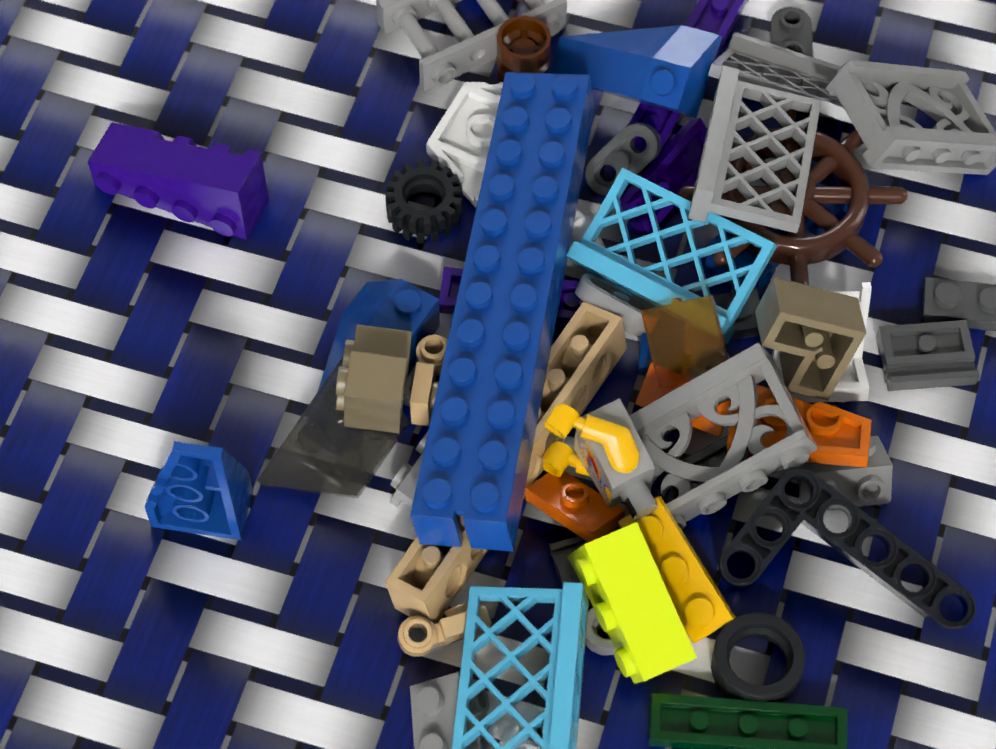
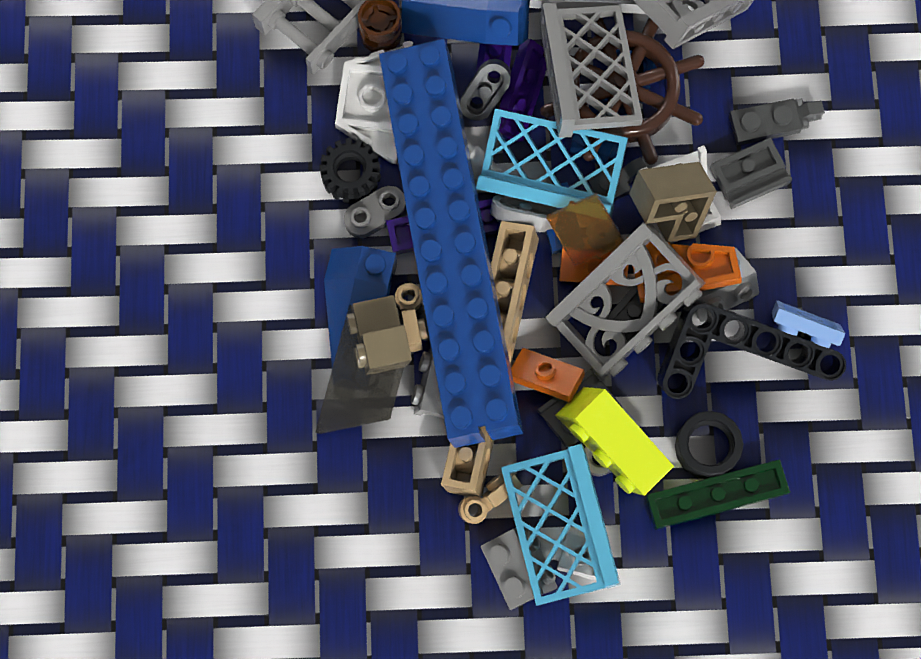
camera: 20 degrees left, 15 degrees up
(182, 178) = (163, 214): dark purple wedge -> none
(200, 492) = (286, 461): blue wedge -> none
(434, 254) = (375, 211): none -> light grey plate
(607, 452) = (567, 340): torso -> none
(684, 575) = (638, 401): yellow plate -> none
(926, 539) = (819, 329): none -> light blue plate

